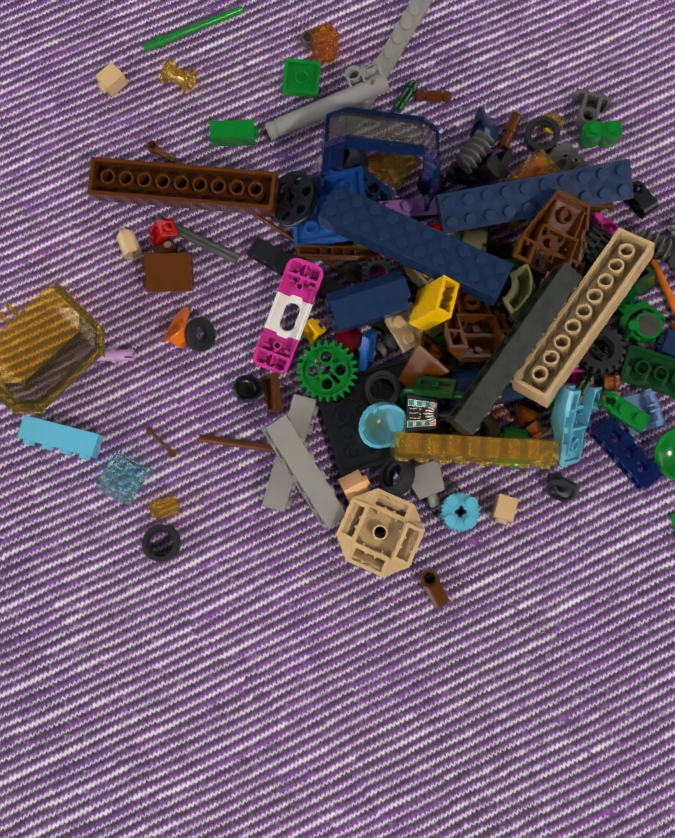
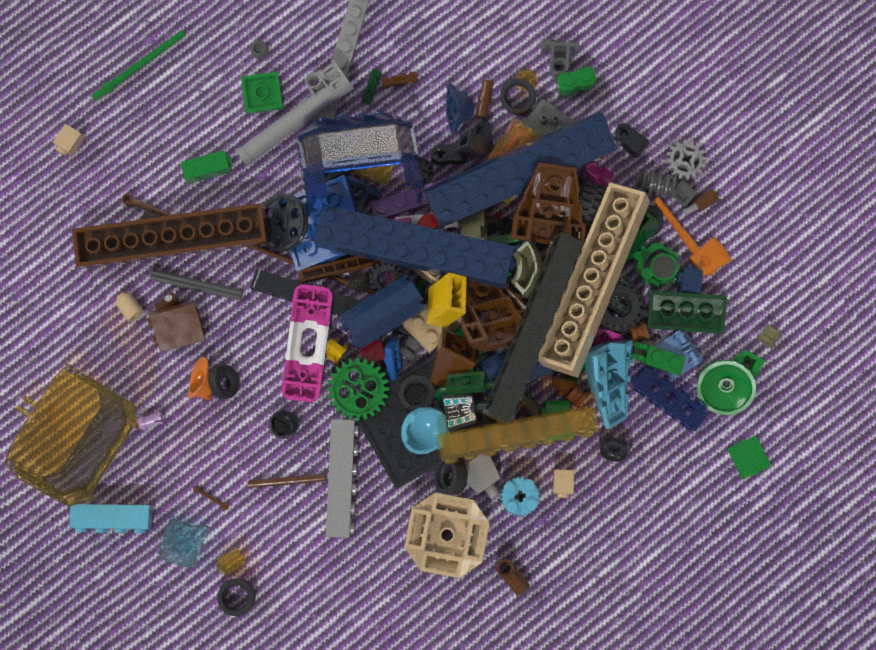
camera: 10 degrees left, 0 degrees up
(162, 230) = (160, 285): red bracket -> none
(178, 76) = (136, 121): clear yellow hose -> none
(272, 393) = (309, 423): reddish brown tile -> none
(303, 471) = (358, 493): light grey brick -> none
(324, 43) = (277, 53): clear orange brick -> none
(354, 484) = (411, 494): light nougat brick -> none
(473, 151) = (452, 133): dark grey piece -> none
(584, 385) = (611, 346): dark green axle -> none

